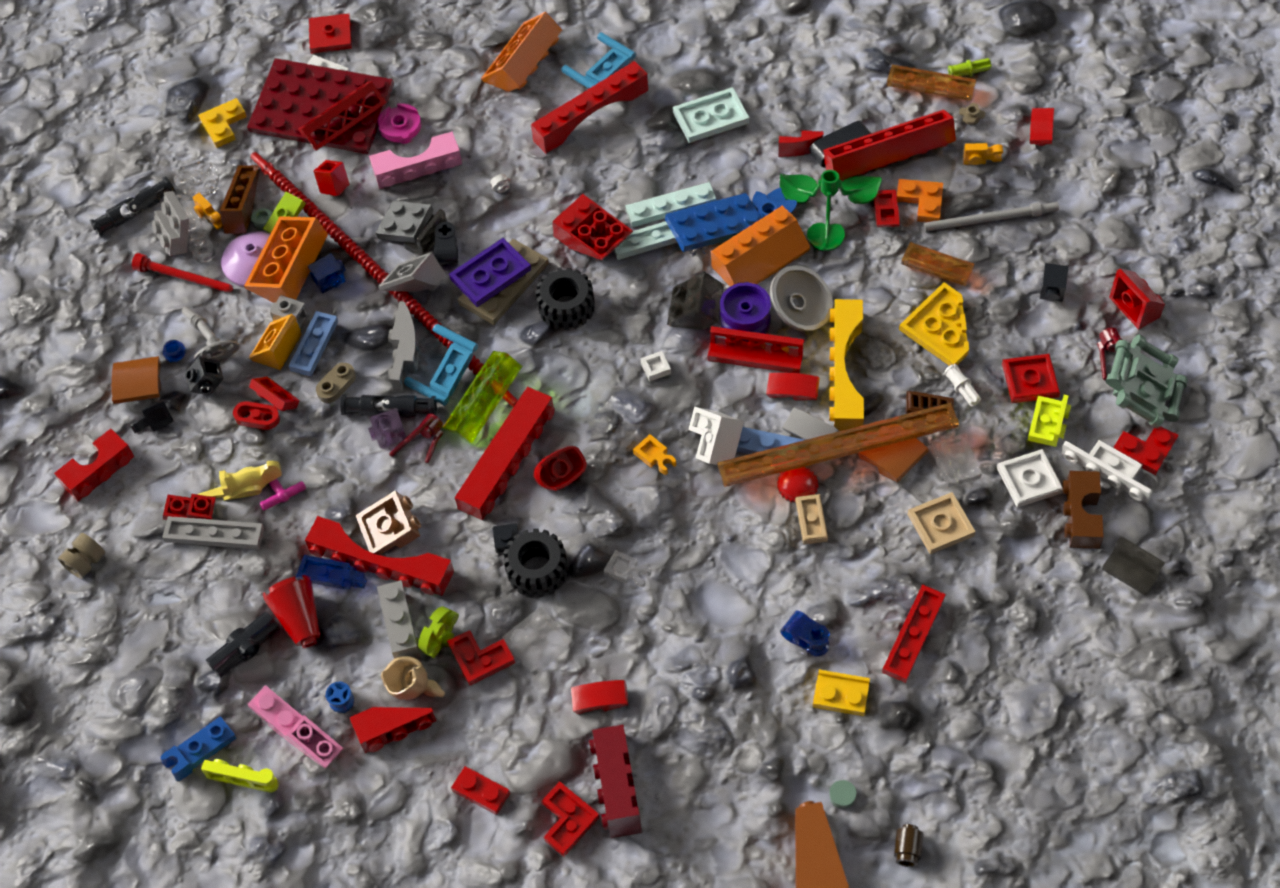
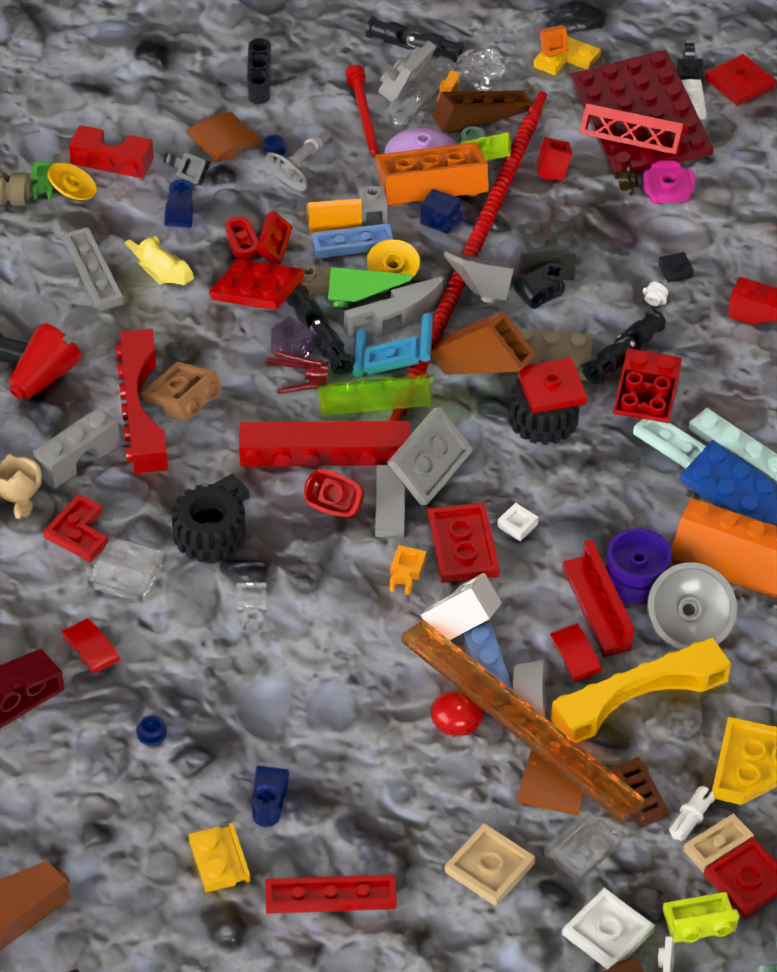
camera: 55 degrees right, 10 degrees down
(85, 323) = (259, 71): none -> black beam
(86, 523) = (40, 179): none -> bright green plate
(107, 506) = (72, 181): none -> yellow dish
(192, 441) = (179, 204): none -> clear blue piece
(195, 507) = (110, 240): red slope -> none
(204, 376) = (255, 177): black brick -> none
(213, 118) = (553, 40): none -> orange tile
(282, 495) = (168, 299): dark pink piece -> none
(296, 53) = (689, 66): none -> black plate
(316, 425) = (256, 284): none -> red plate
(331, 573) = (101, 373): clear blue hinge -> none
(357, 318) = (396, 254): none -> yellow dish
(370, 358) = (356, 286): none -> bright green slope
(380, 144) = (628, 180): none -> dark brown plate
(393, 169) = (653, 230): bright pink arch -> none
(439, 632) = (67, 473): lime plate -> none
(481, 159) = (676, 267): none -> black plate
(490, 272) = (542, 329): dark purple plate -> none
(498, 305) = (484, 347): none -> dark orange slope
(540, 224) = (633, 337): none -> black piece
(562, 281) = (552, 385): none -> red plate
(566, 389) = (430, 456): none -> light grey plate
(583, 436) = (389, 503): none -> light grey tile
(653, 408) = (463, 542): none -> red plate
(696, 302) = (629, 512): clear smoke slope -> none
(703, 681) = (150, 724): none -> clear blue plate
(811, 519) = (416, 740): tan plate -> none
(842, 794) = (96, 907): sand green tile -> none
(994, 381) = (717, 841): none -> tan plate

